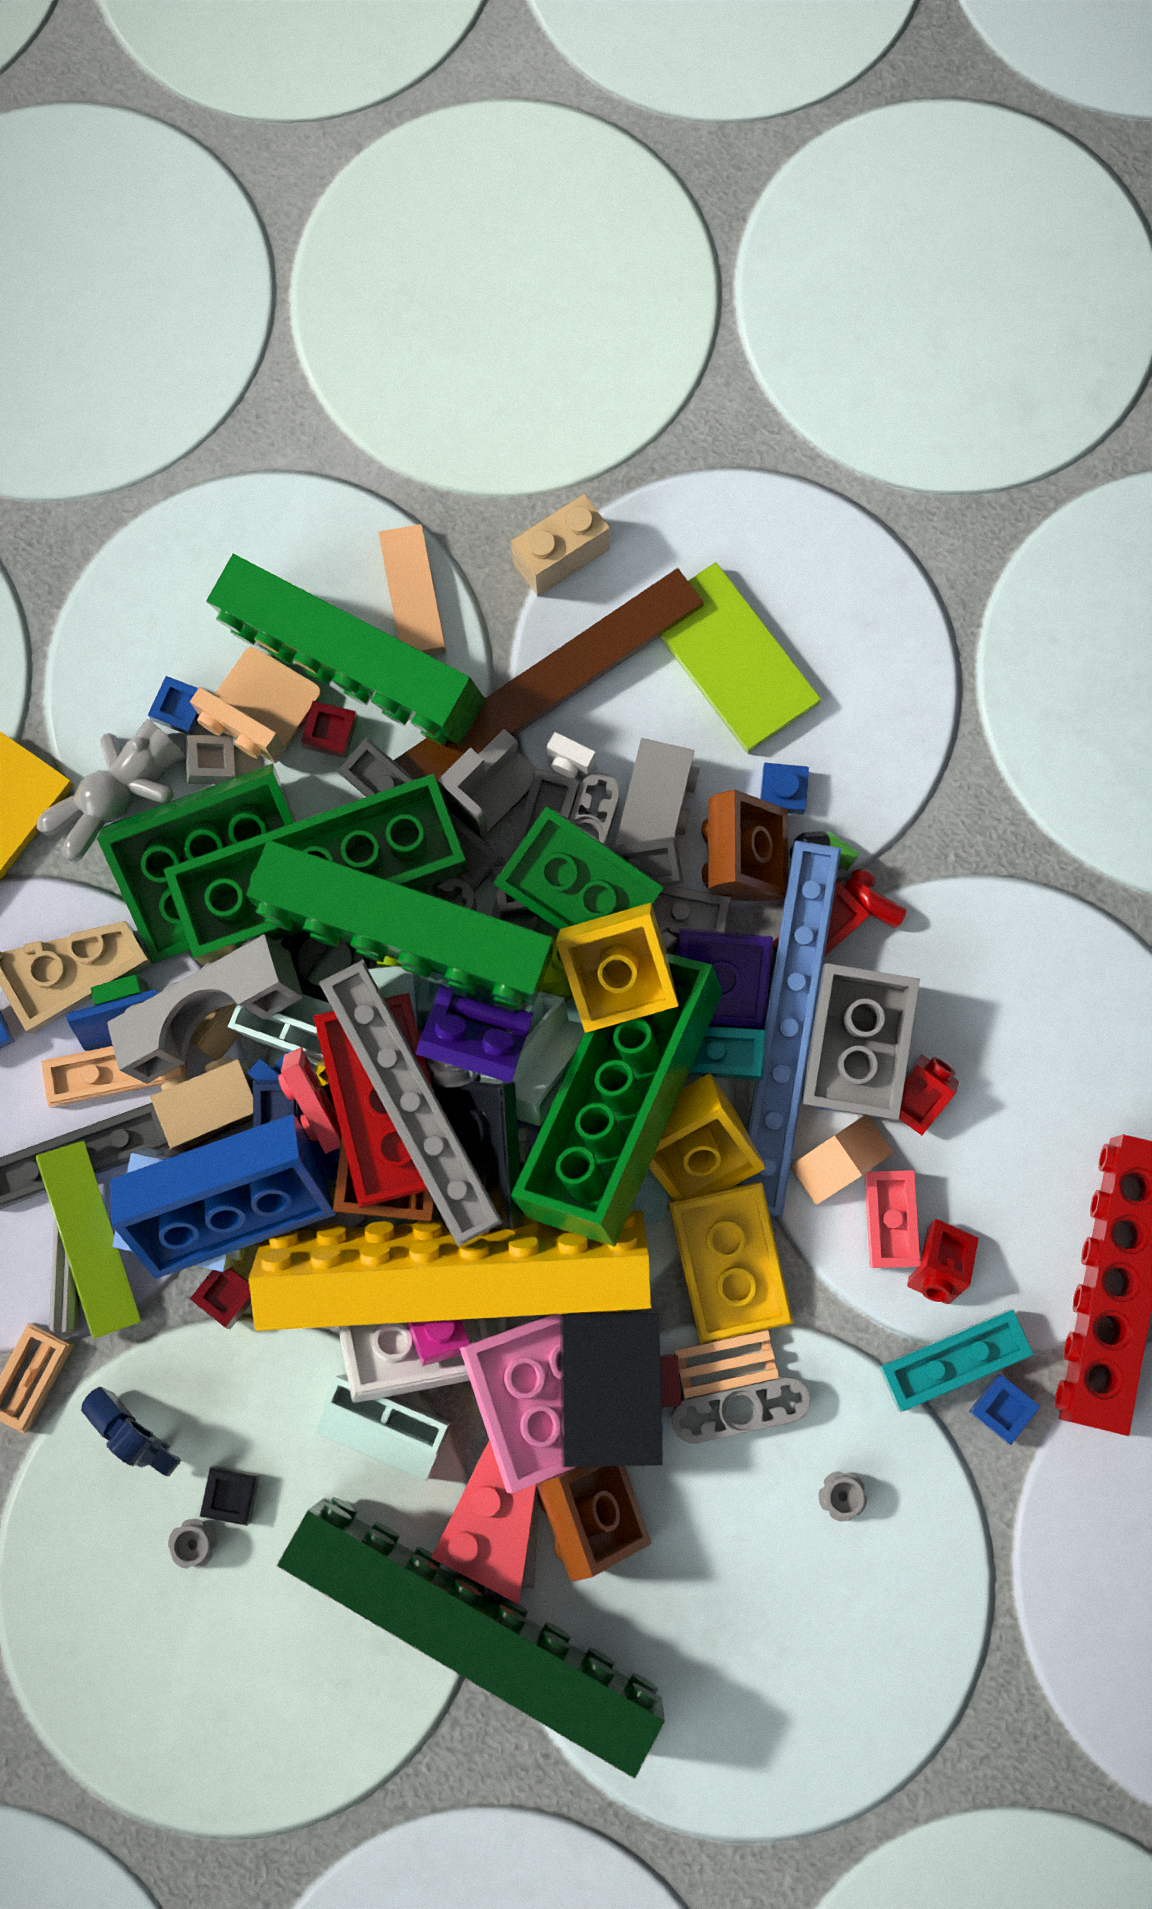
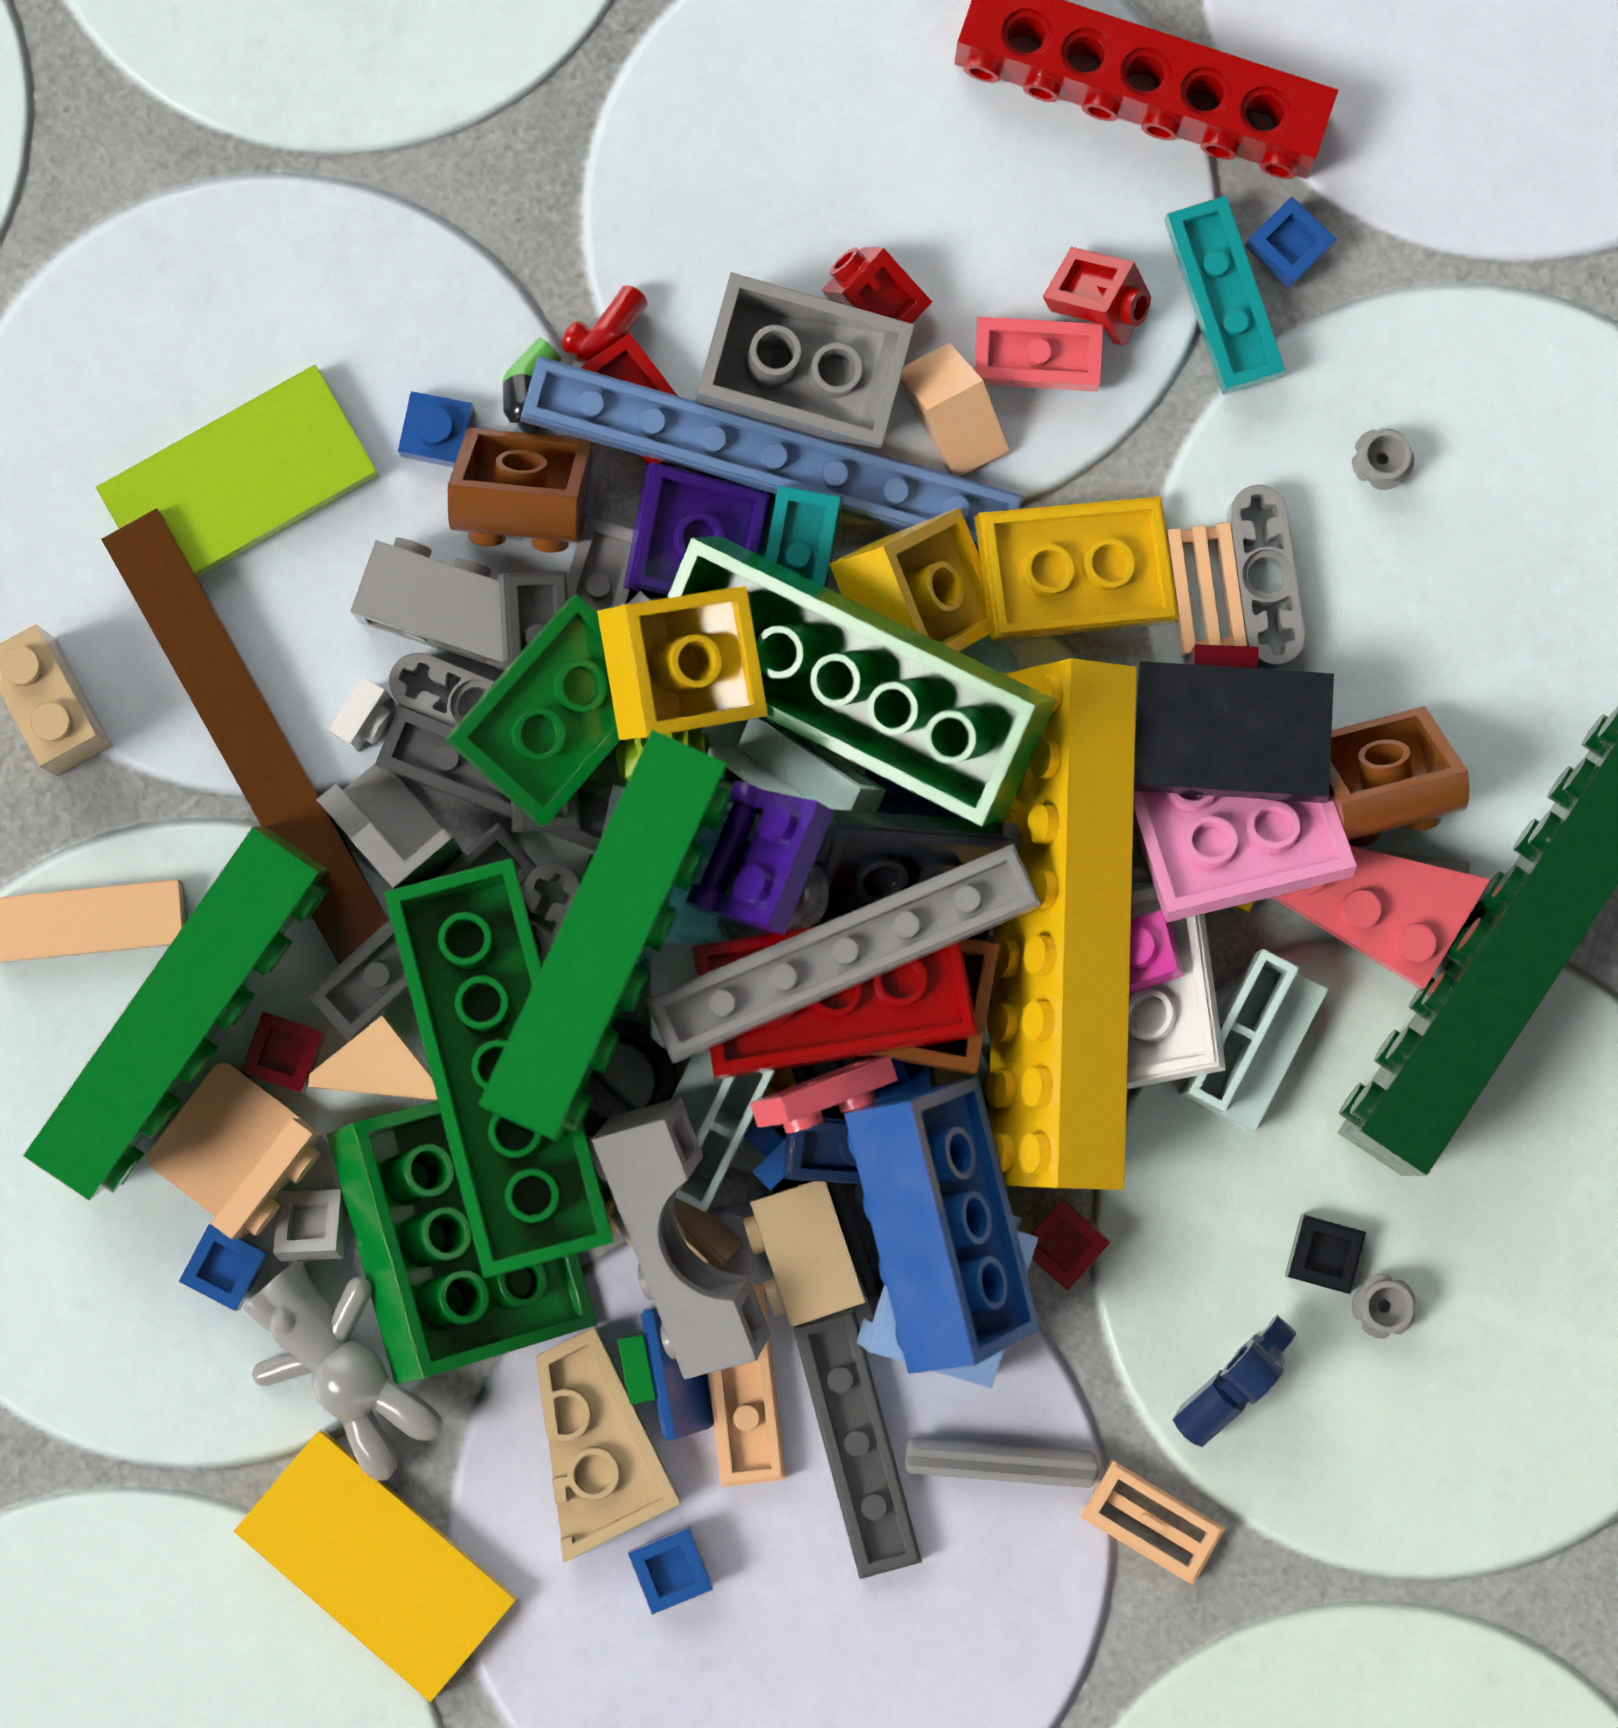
camera: 90 degrees left, 5 degrees up
(88, 1239) = (975, 1426): lime tile -> none
(321, 785) = (378, 1064): none -> light nougat slope

